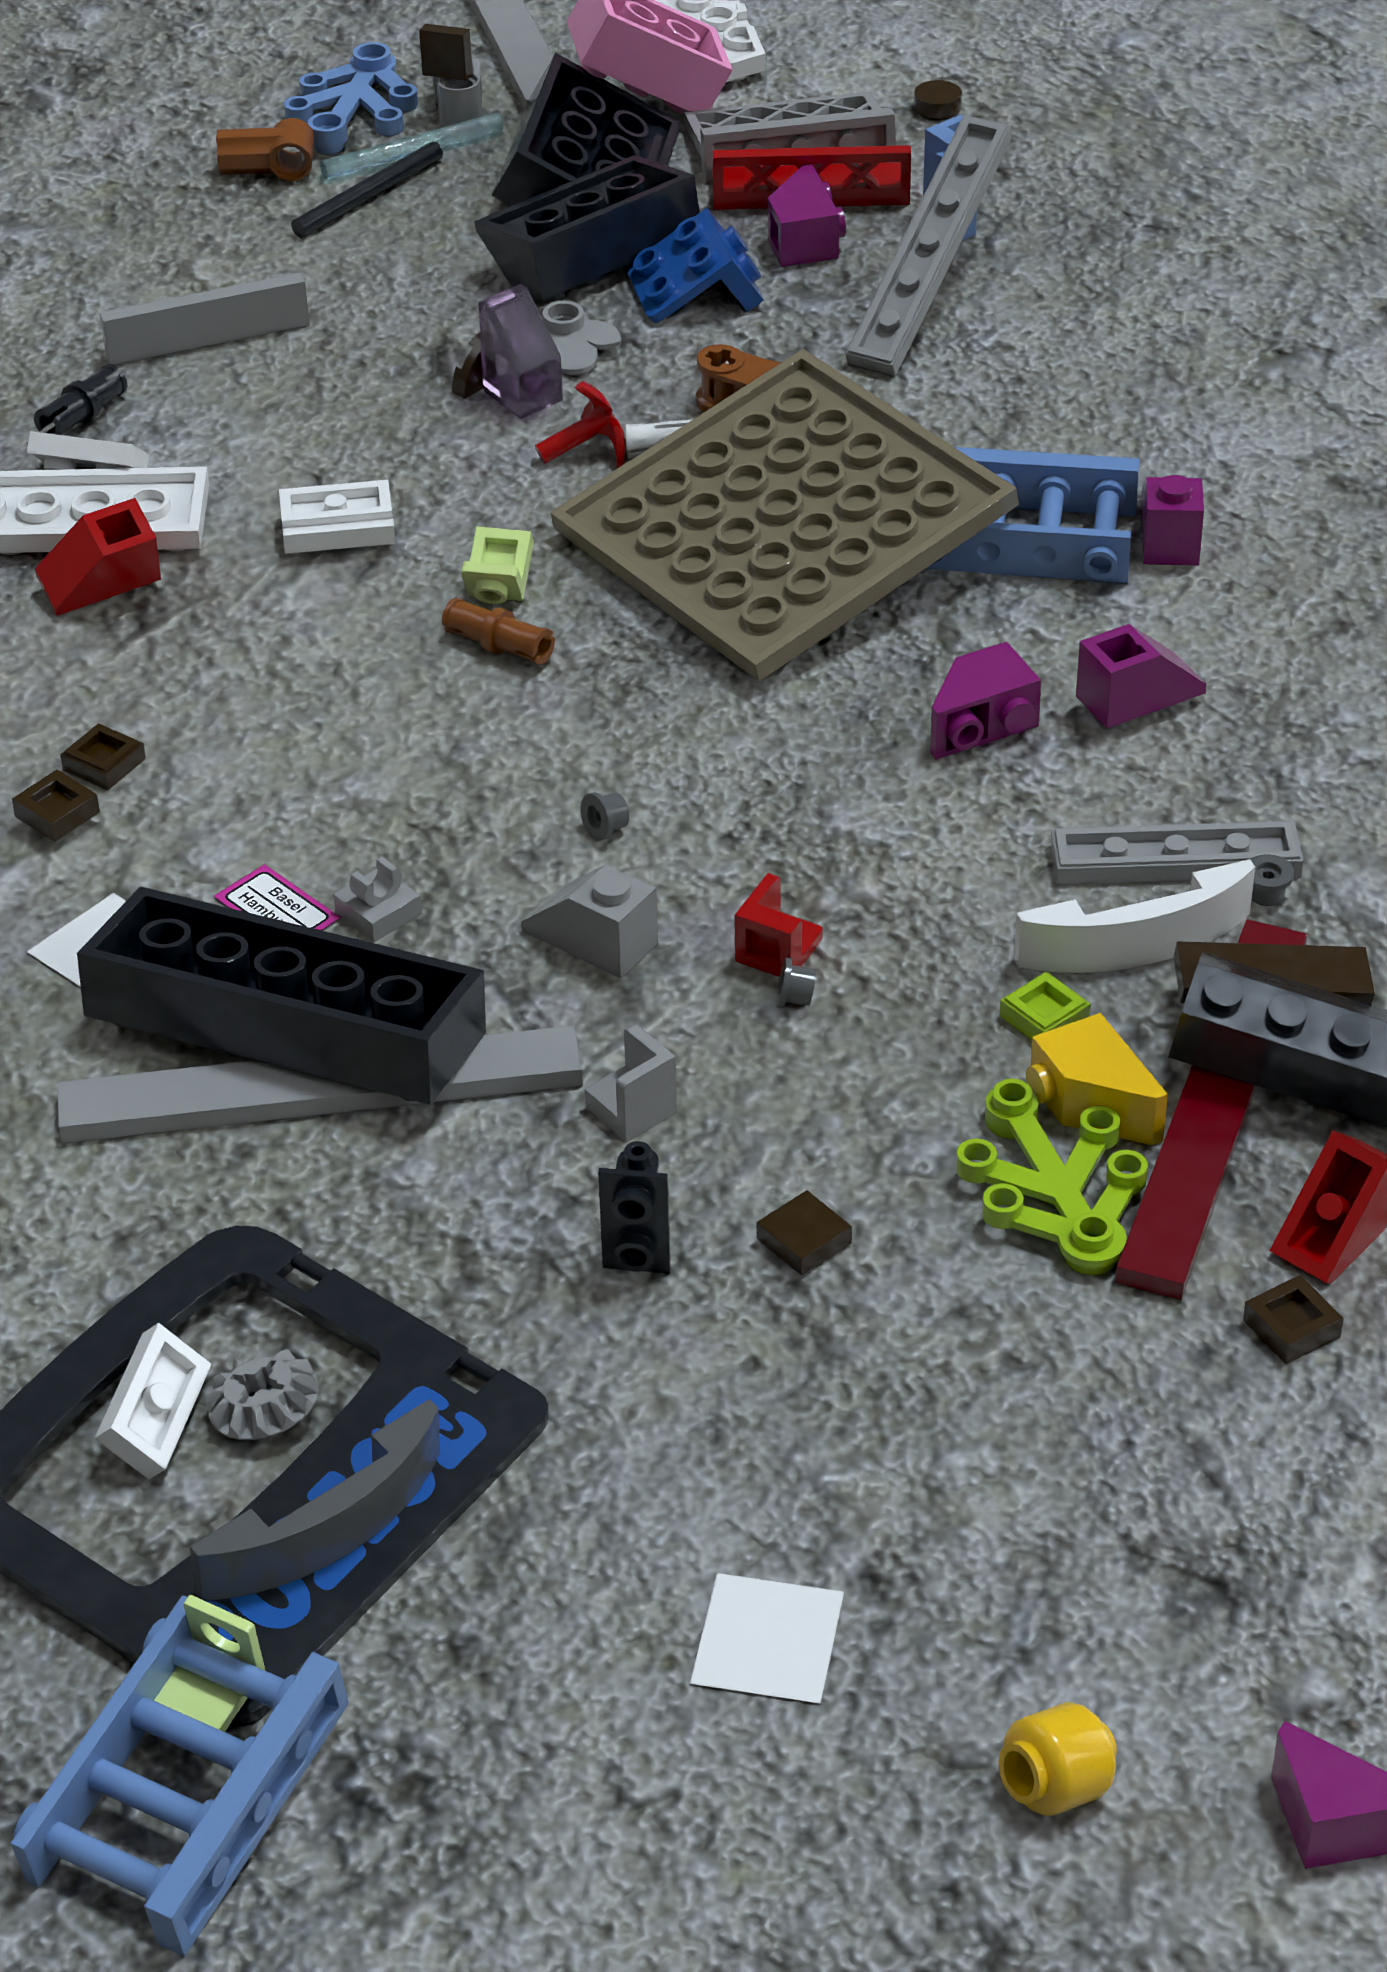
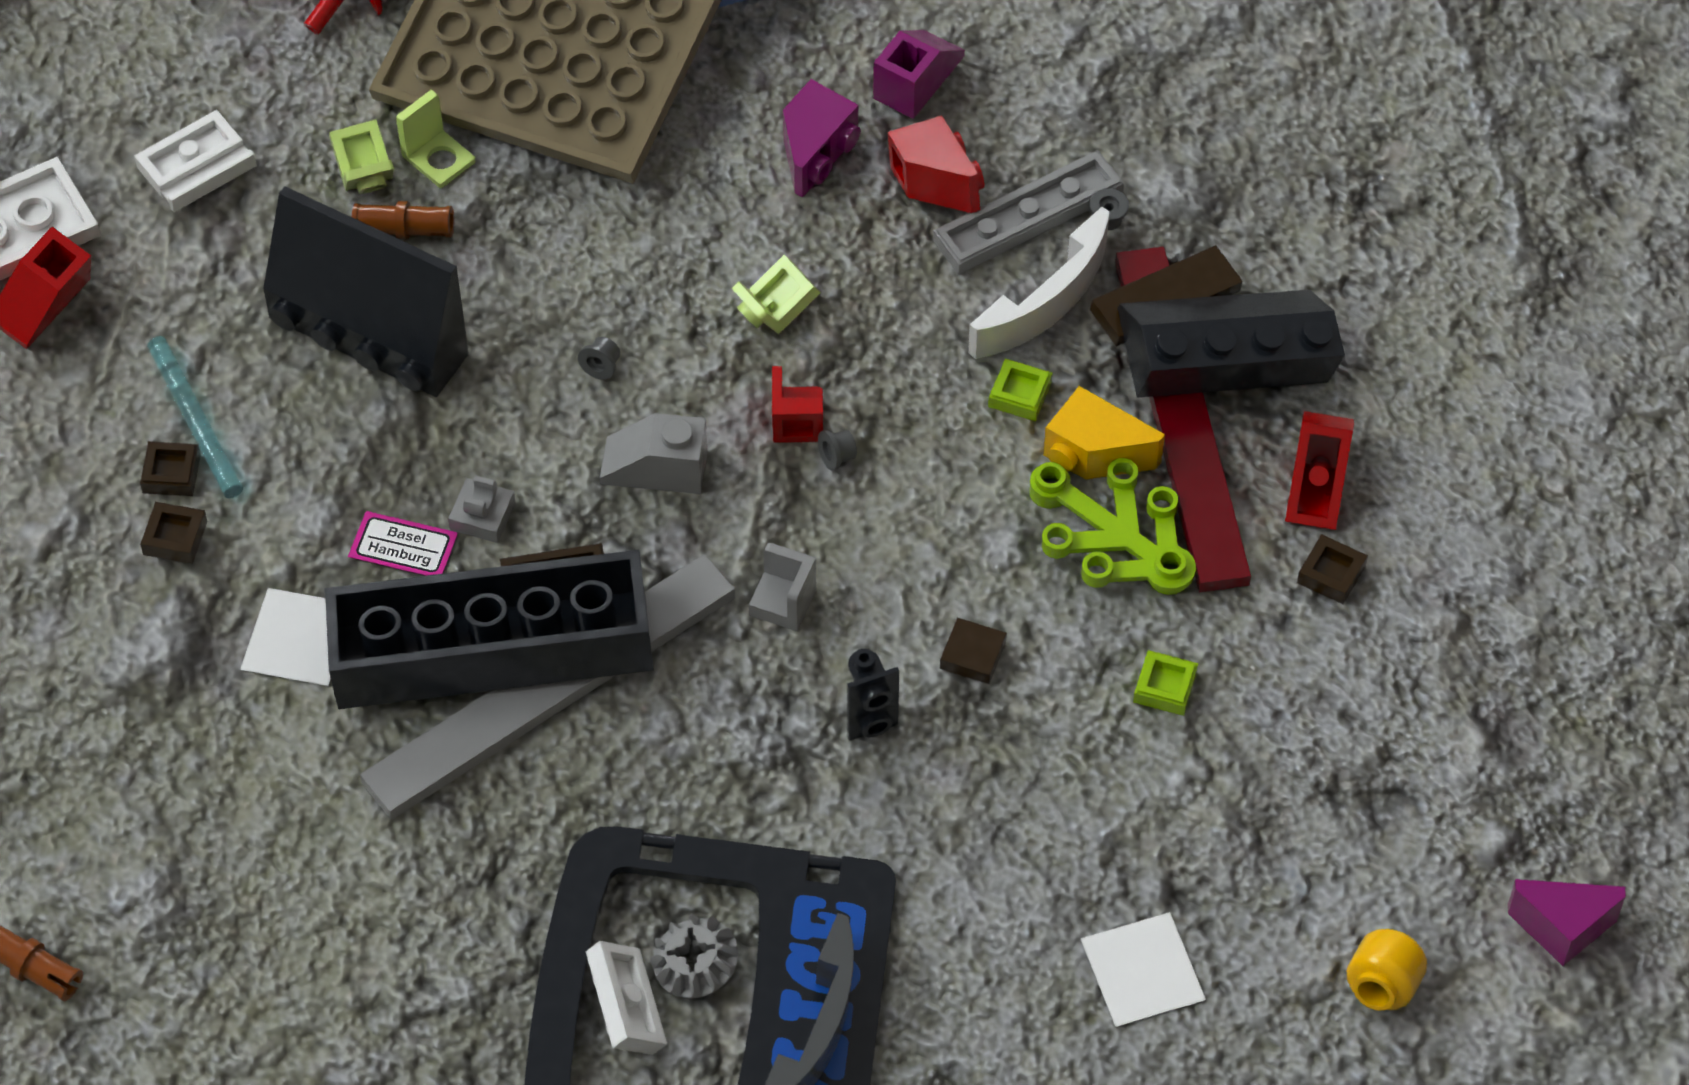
camera: 30 degrees left, 15 degrees up
(162, 724) = (195, 417): none -> clear light blue bar
(392, 660) = (364, 294): none -> black slope
(576, 569) = (423, 134): none -> yellowish green bracket
(831, 826) = (776, 296): none -> yellowish green bracket
(1007, 1353) = (1165, 682): none -> lime tile
(1092, 766) = (934, 165): none -> red slope

